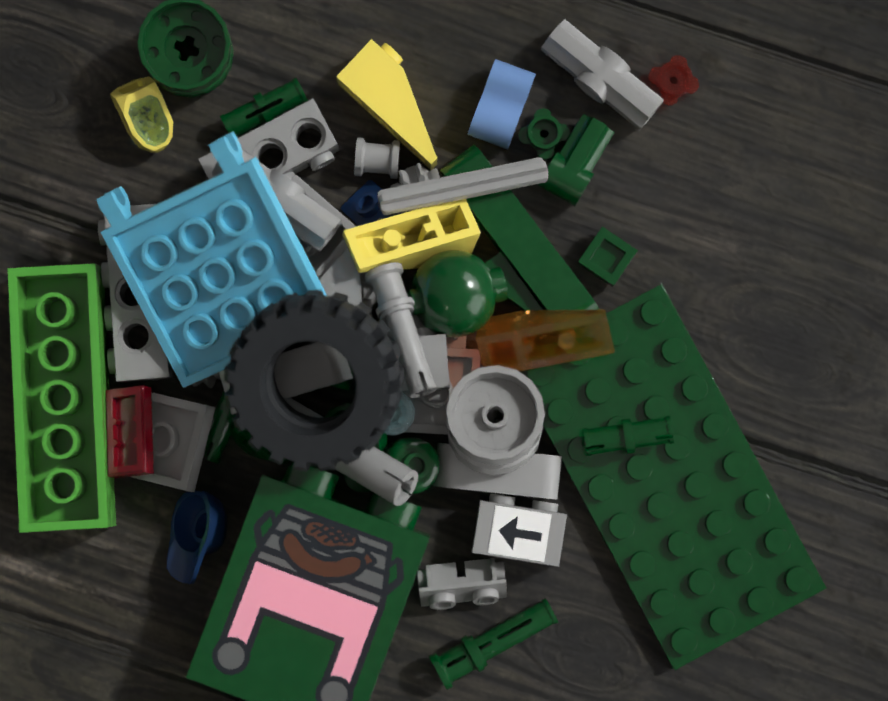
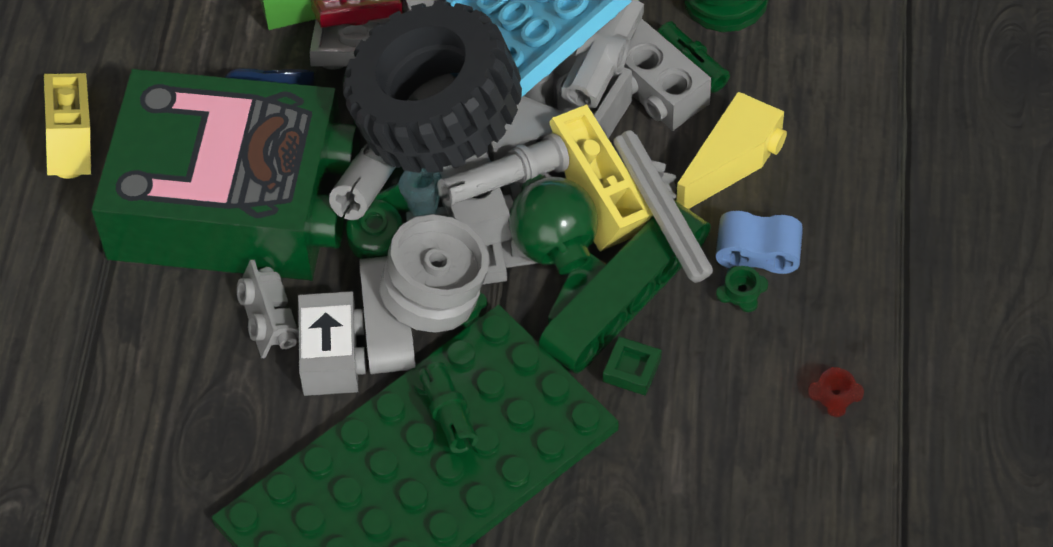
camera: 85 degrees right, 30 degrees down
(377, 158) = (671, 148): light grey bush -> none
(541, 617) = (199, 333): dark green pin -> none
(544, 338) = (526, 302): clear orange slope -> none
(573, 166) = (710, 314): dark green piece -> none
(602, 74) = (818, 322): light grey piece -> none

